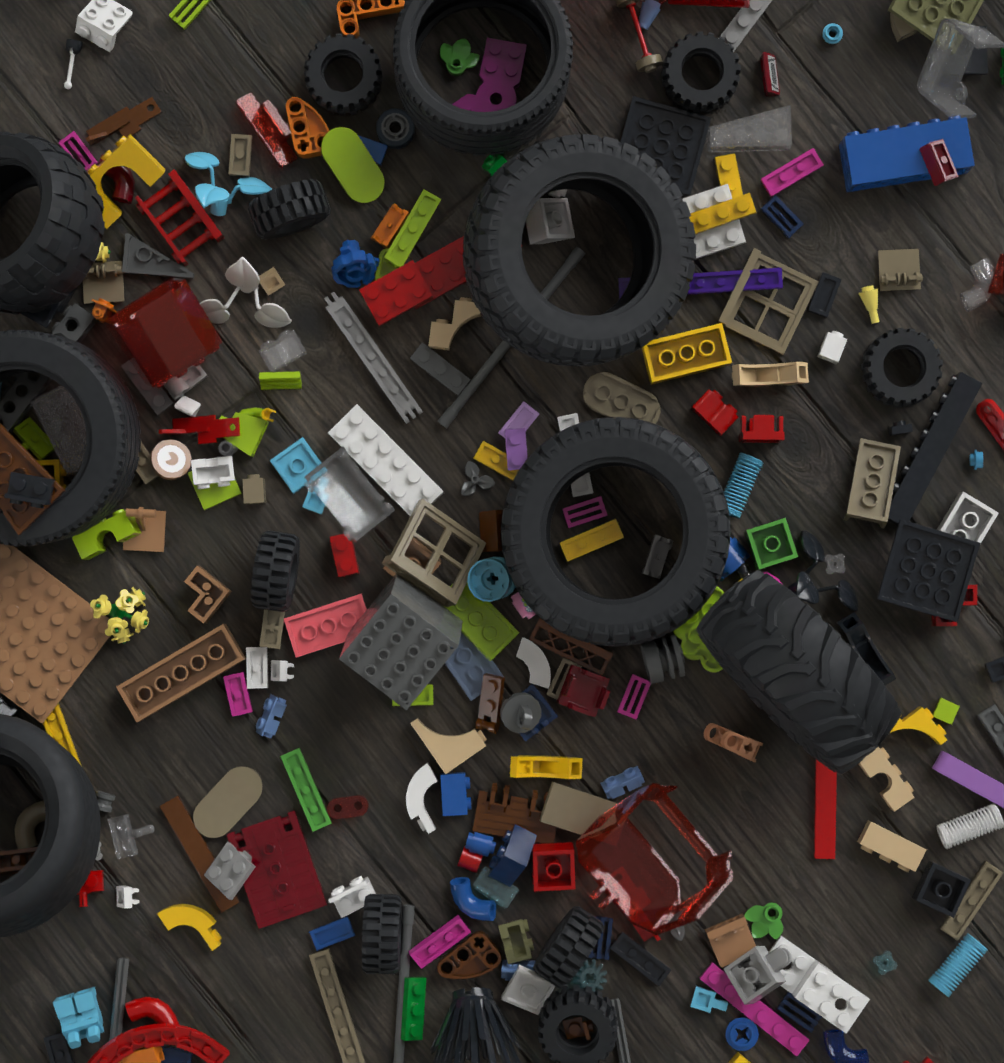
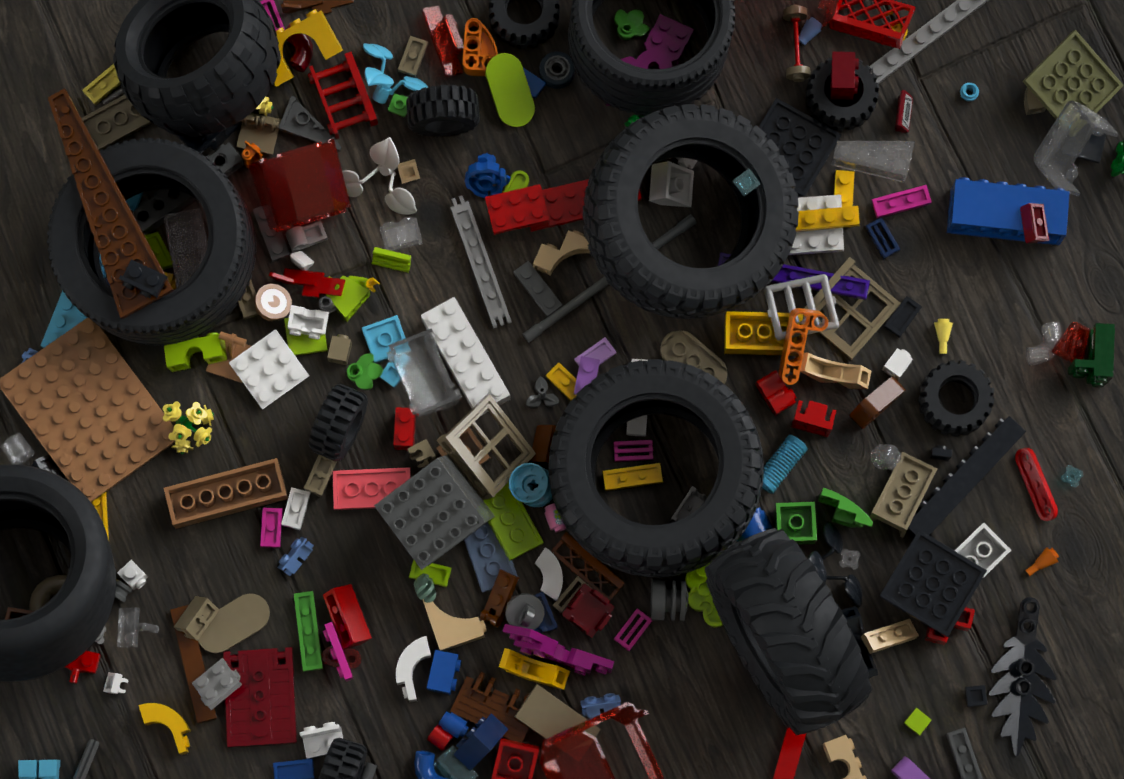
camera: 10 degrees right, 10 degrees down
(111, 781) = (133, 575): none -> white bracket
(187, 530) = (269, 369): none -> white plate
(189, 808) = (196, 617): none -> dark tan hinge
(211, 593) = (274, 429): medium nougat brick -> none
(240, 213) = (398, 105): none -> bright green bracket
(279, 670) = (315, 517): white tile -> none
(289, 506) = (367, 371): none -> bright green plate
(341, 764) = (347, 616): none -> red brick
(342, 805) = (337, 652): none -> dark pink plate
(374, 575) = (420, 452): none -> dark tan hinge
(390, 226) = (529, 152): orange hinge -> none
(412, 229) = (547, 159): lime plate -> none
(413, 718) = (425, 588): none -> sand green arm
(564, 744) = (550, 650): none -> magenta plate
(631, 208) = (746, 182): none -> clear light blue plate
(699, 59) = (843, 78): none -> dark red brick
(726, 361) = (799, 345): none -> orange beam
(732, 741) = (713, 693): nougat piece -> none
(739, 333) = (805, 283): none -> light grey bar
(818, 517) = (846, 511): none -> bright green slope
(822, 394) = (877, 402): none -> reddish brown beam
(845, 448) = (885, 456): none -> clear head
(896, 634) = (889, 636): none -> tan plate
(899, 270) = (976, 312): dark tan hinge -> none
(922, 720) = (889, 722): yellow arch -> none
(976, 460) = (1003, 500): dark azure plate -> none

